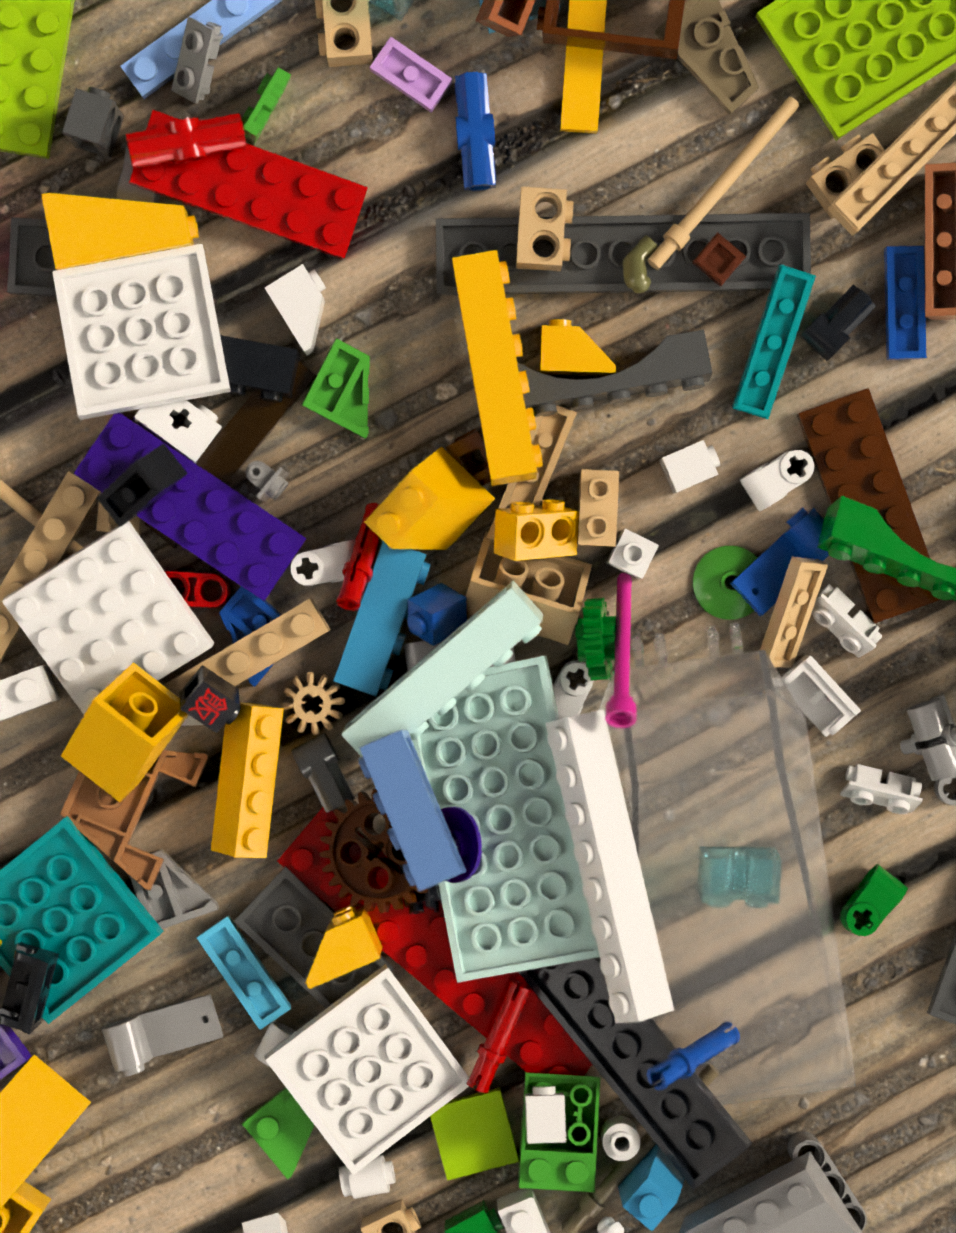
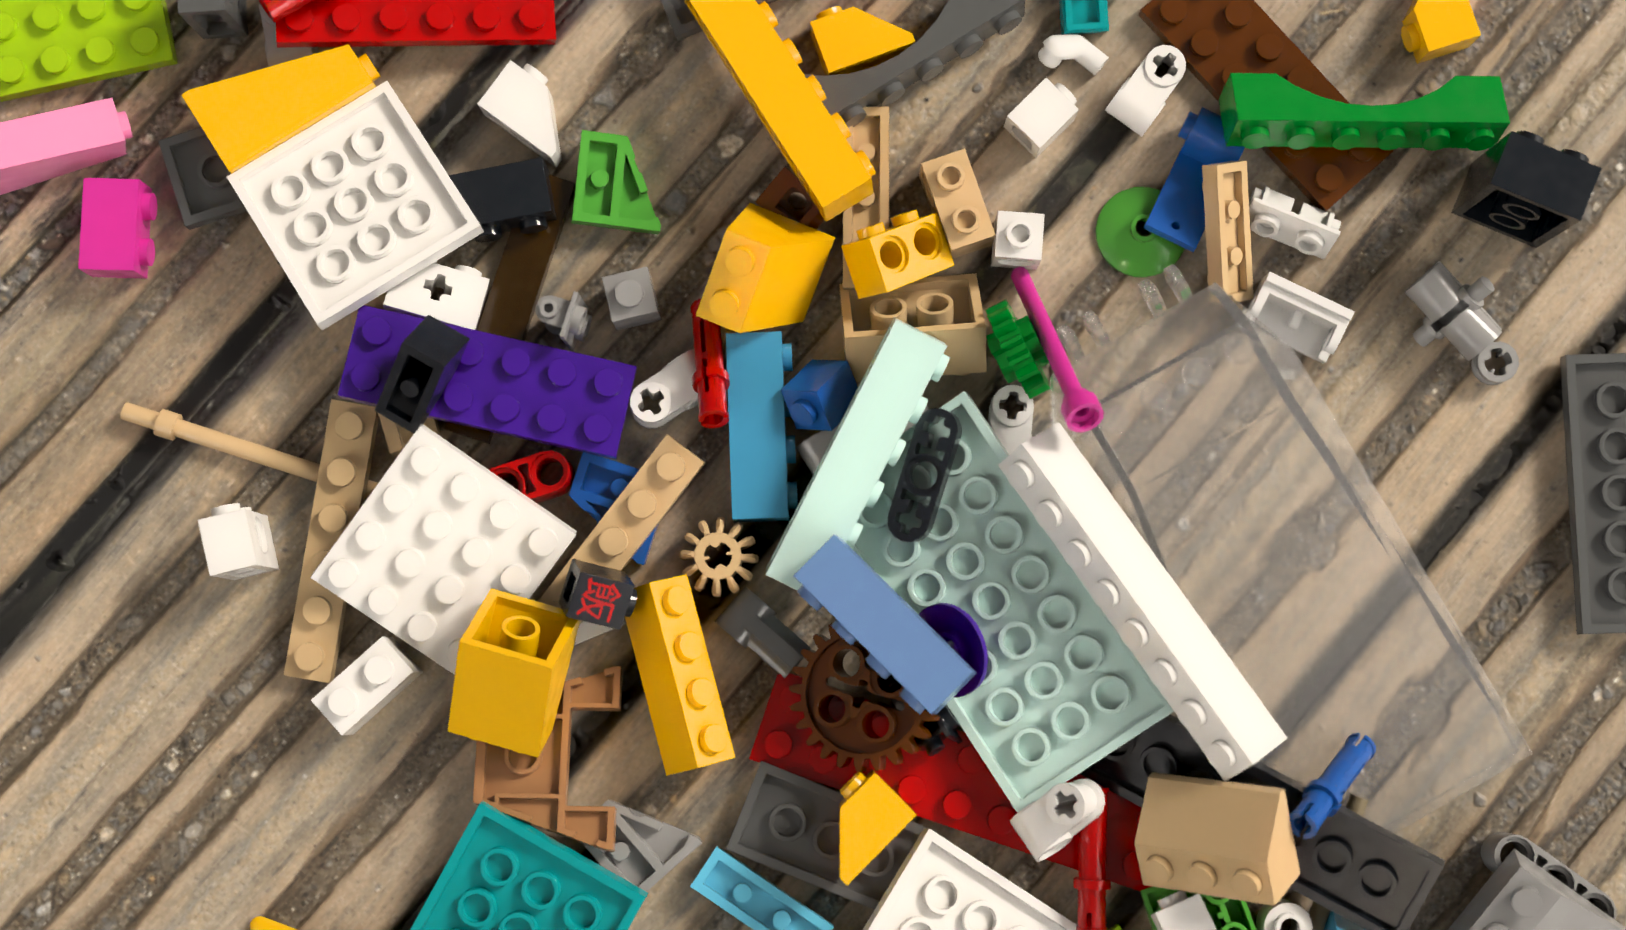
camera: 25 degrees left, 5 degrees down
(323, 482) = (631, 298): none -> light grey brick
(478, 734) = (913, 458): none -> black beam
(483, 997) = (1054, 820): none -> white piece
(592, 1061) = (1216, 839): none -> tan slope
(735, 421) = (1072, 47): none -> white arm
(739, 875) = (1297, 548): clear light blue brick -> none
(877, 896) = (1460, 521): green piece -> none
(898, 794) = (1436, 395): white hinge -> none

